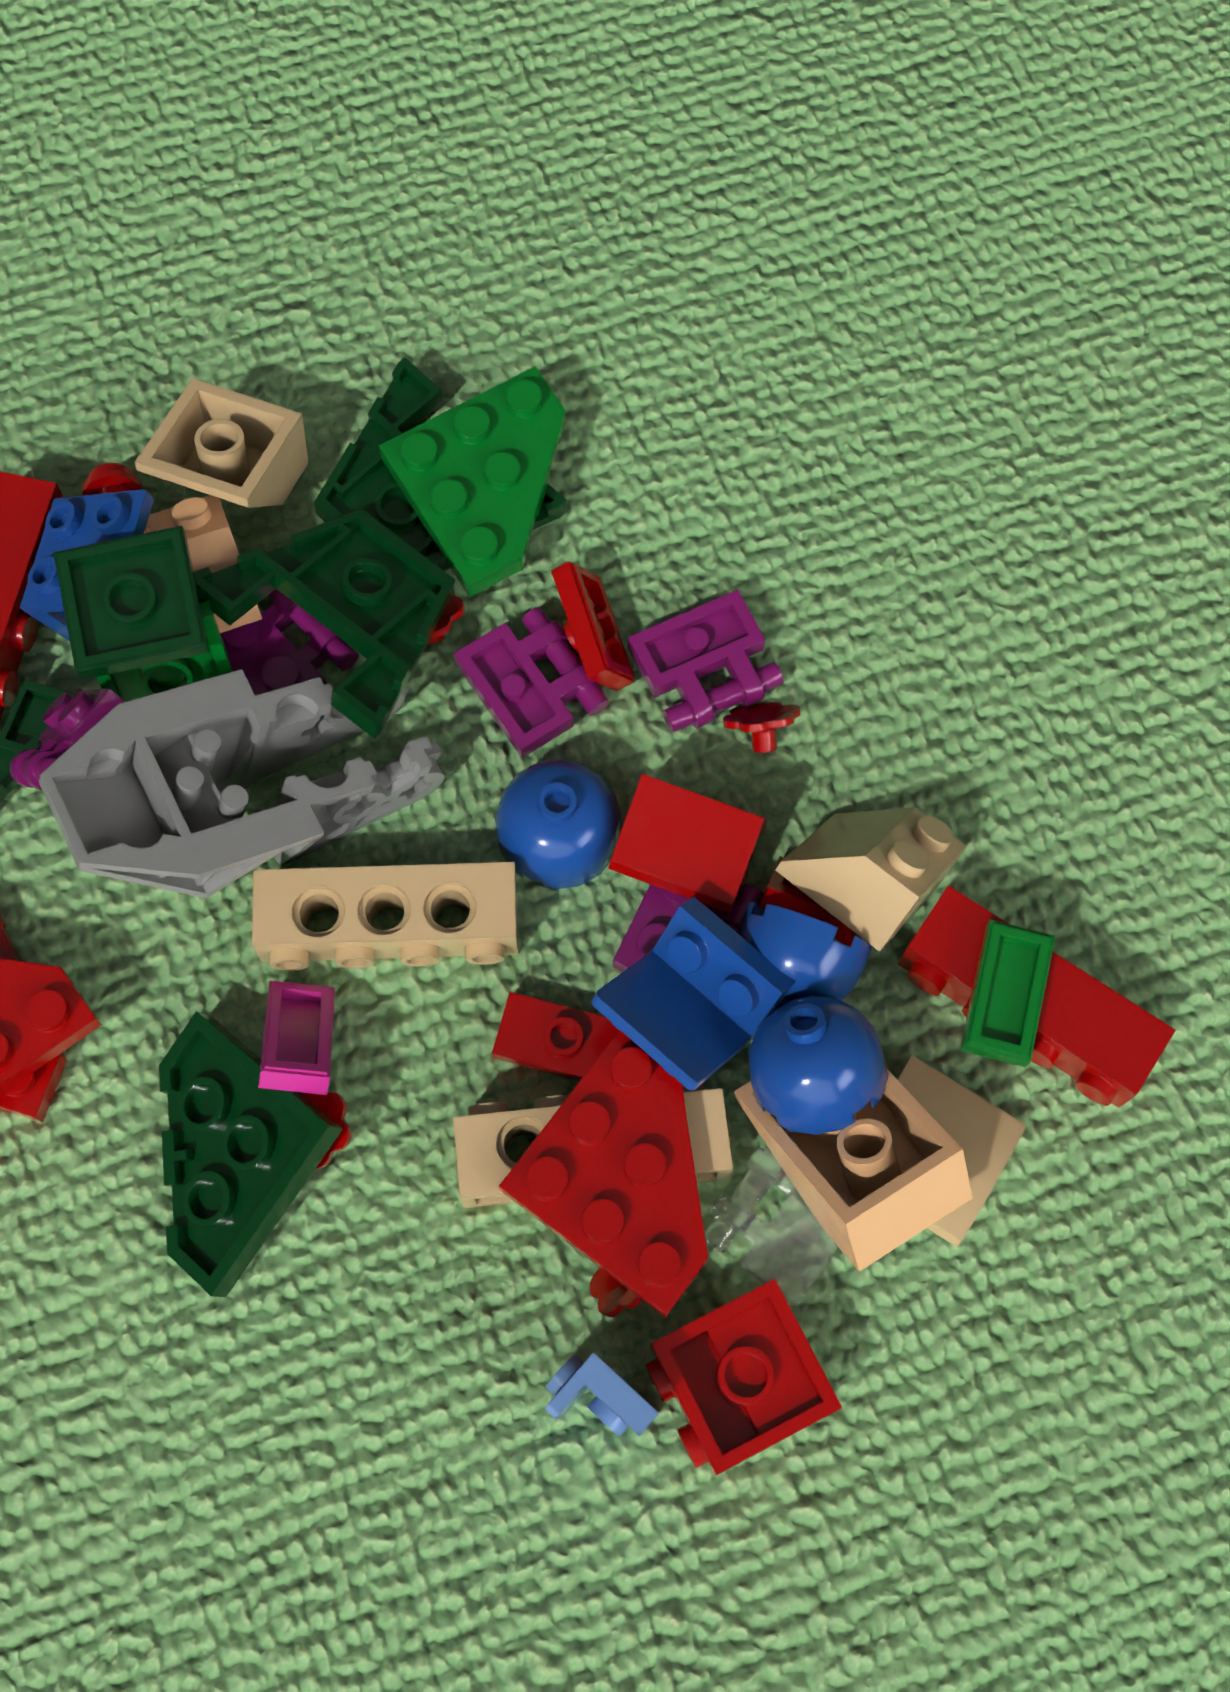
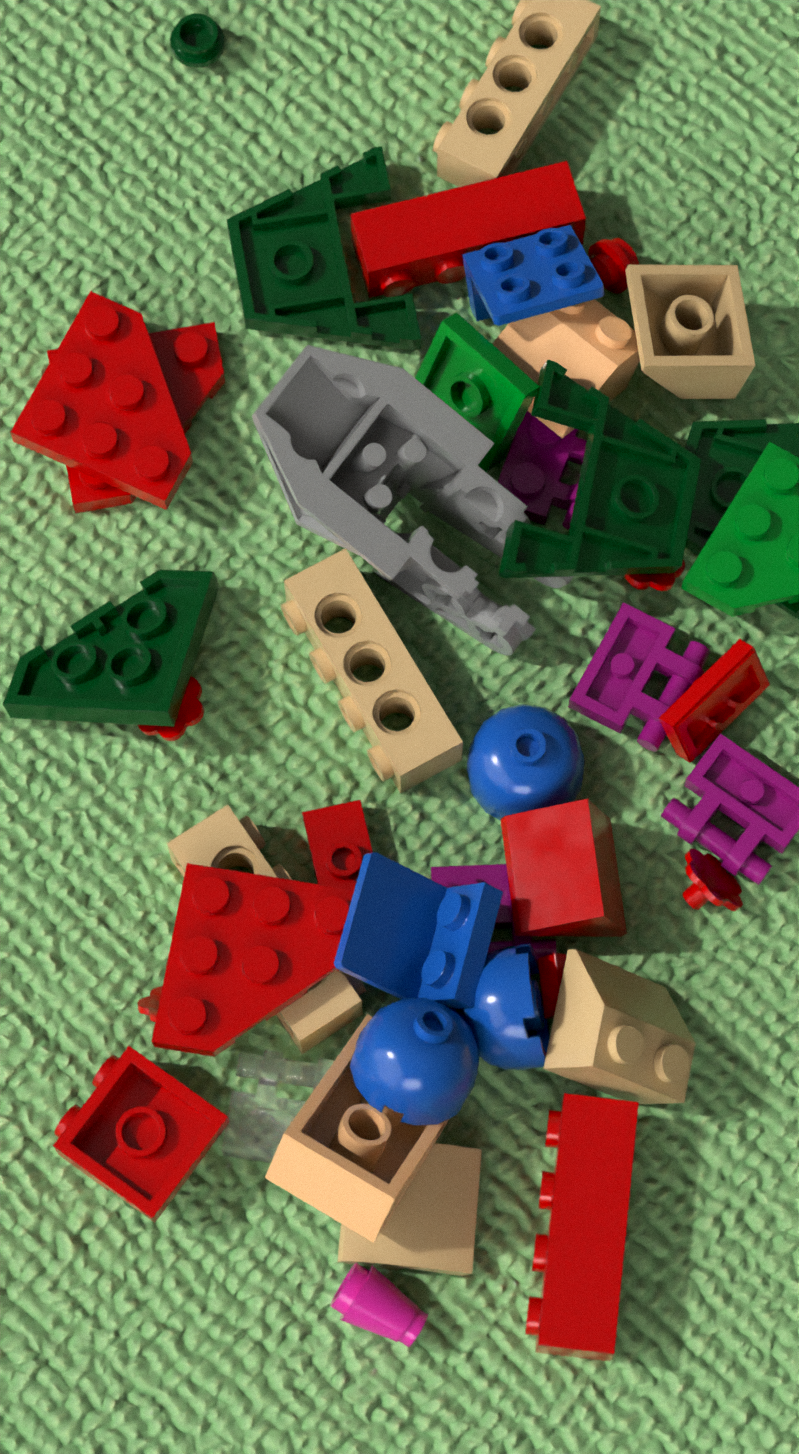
camera: 65 degrees right, 0 degrees up
(67, 722) = (389, 345): magenta plate -> none
(131, 602) = (498, 330): dark green tile -> none
(297, 1038) = (231, 656): dark pink tile -> none
(614, 1402) = (71, 1028): medium blue bracket -> none
(1007, 993) = (566, 1192): green tile -> none
(1017, 1230) = (378, 1306): none -> dark pink cone

